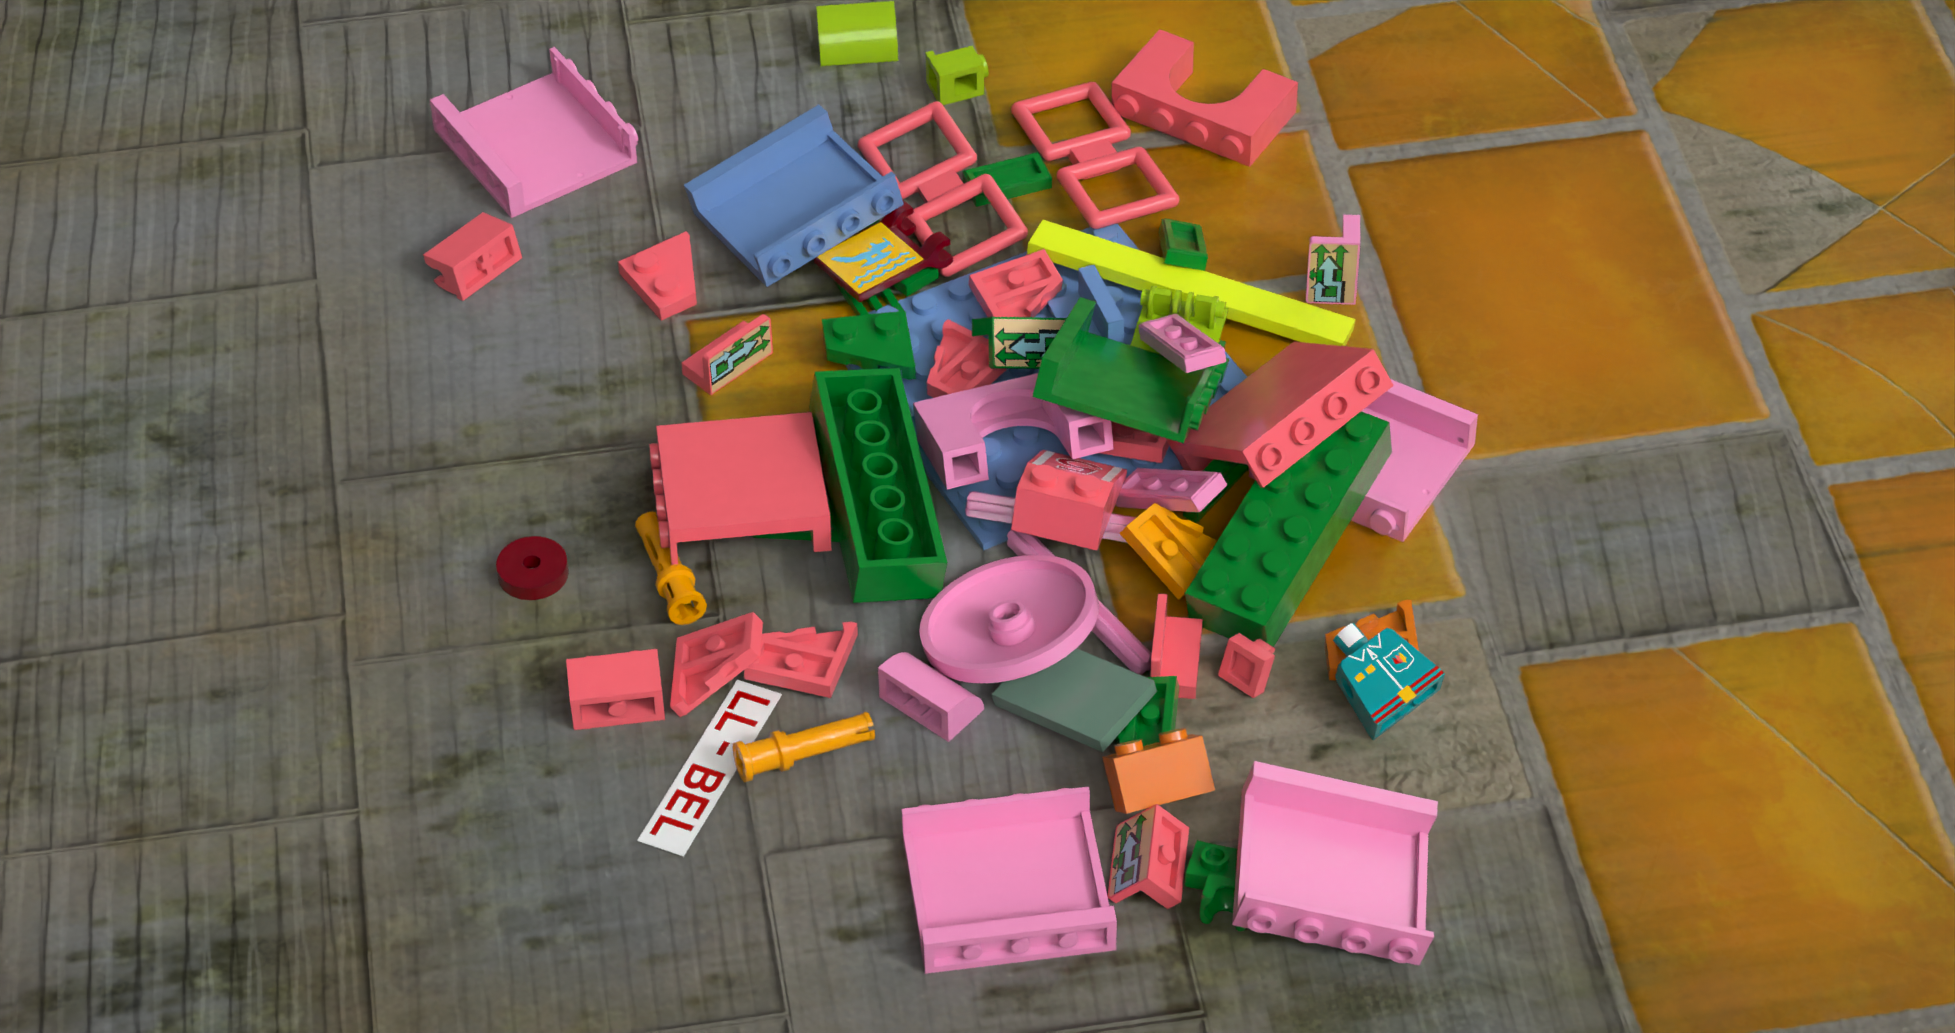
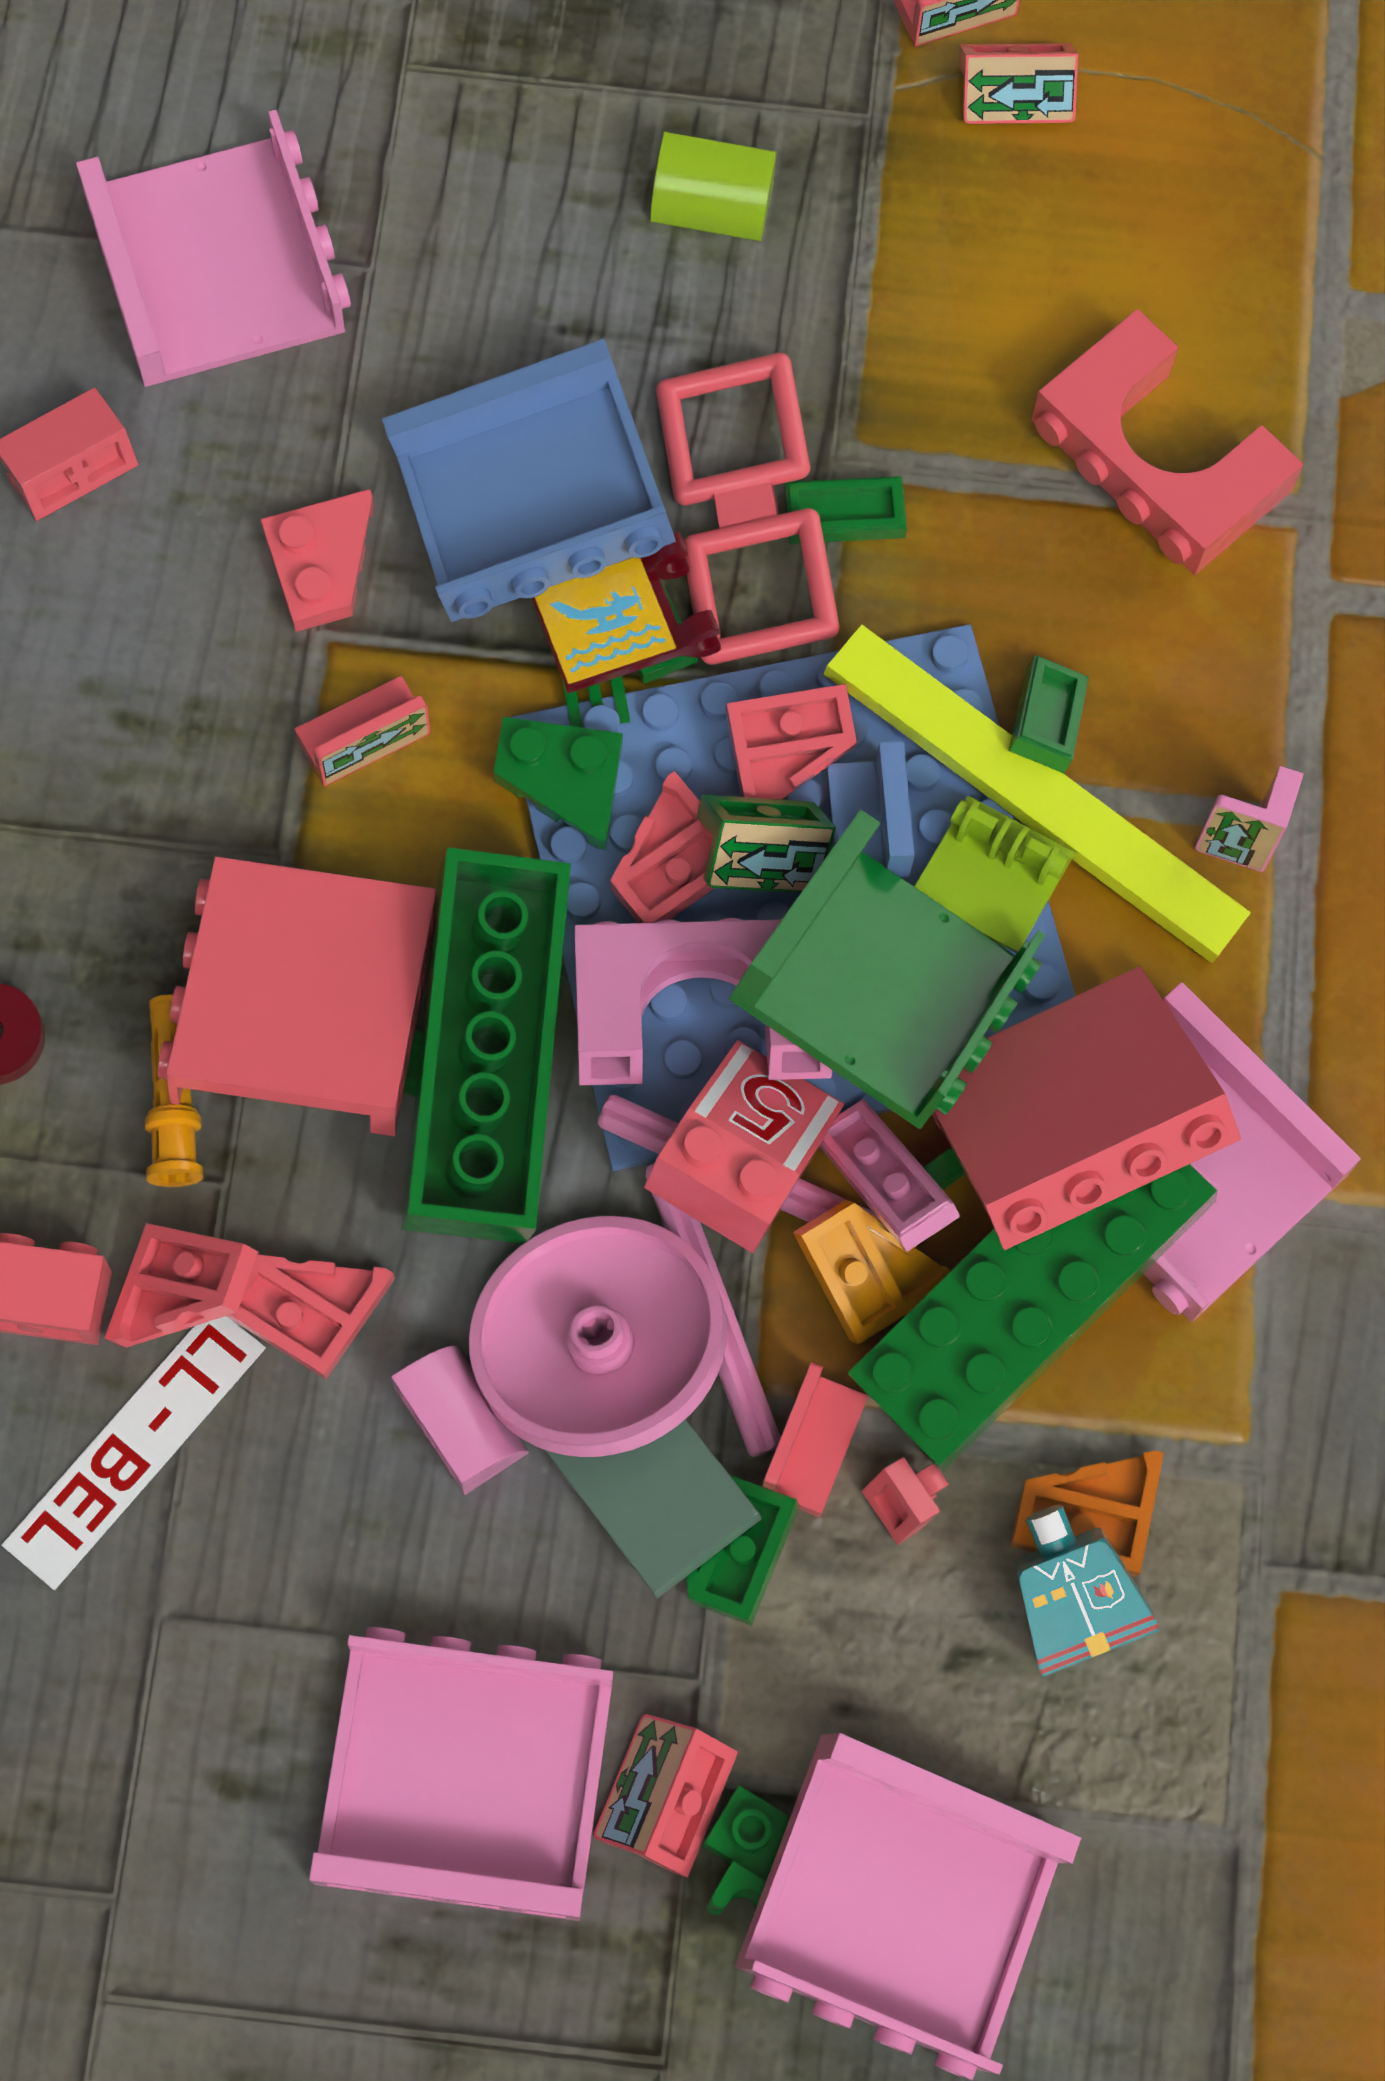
camera: 10 degrees right, 25 degrees up
(782, 749) = (230, 1461): light orange pin -> none
(956, 74) = (830, 302): lime brick -> none
(1094, 155) = (978, 505): coral bar -> none
(1158, 772) = (719, 1666): orange brick -> none
(1182, 343) = (980, 929): bright pink tile -> none

